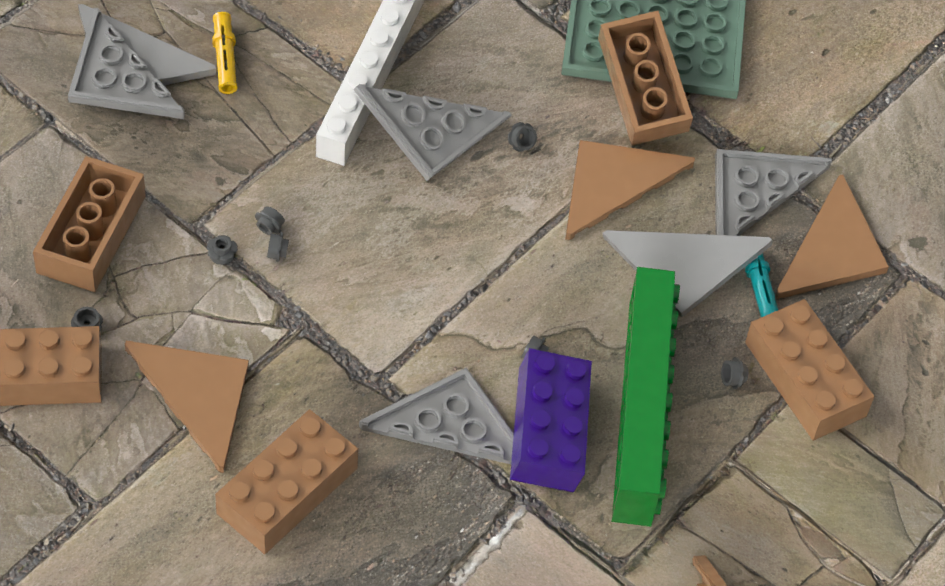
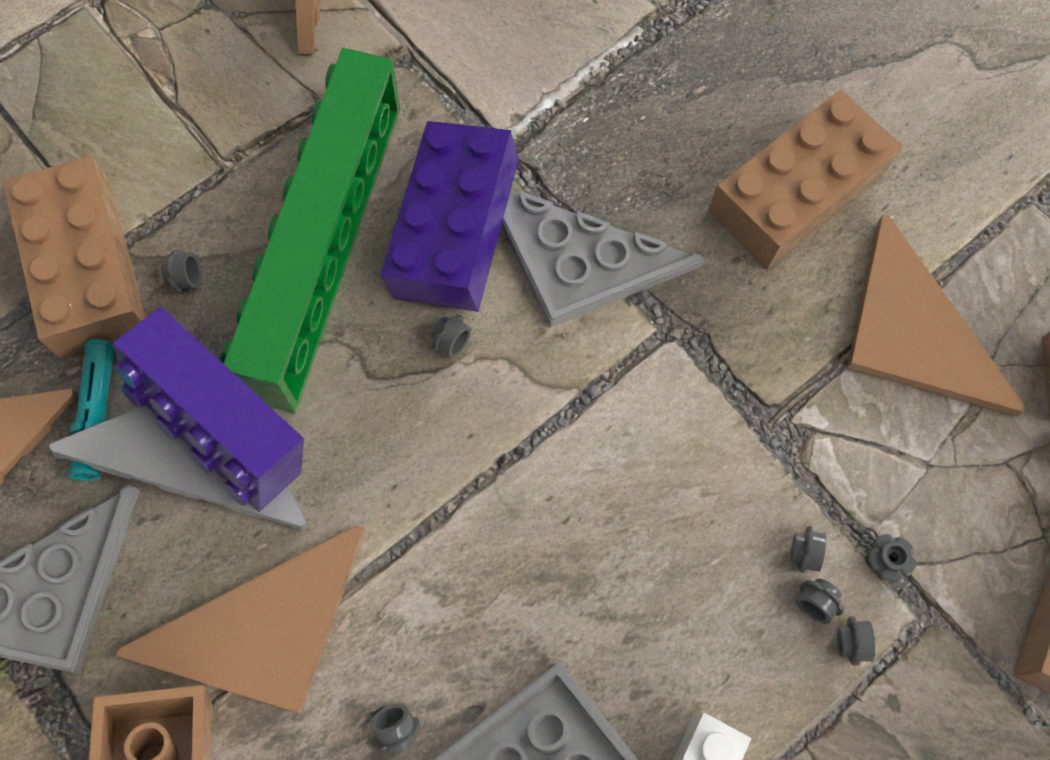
camera: 170 degrees left, 15 degrees up
(246, 202) = (856, 641): none -> dark grey plate
(701, 269) = (208, 409): none -> dark purple brick

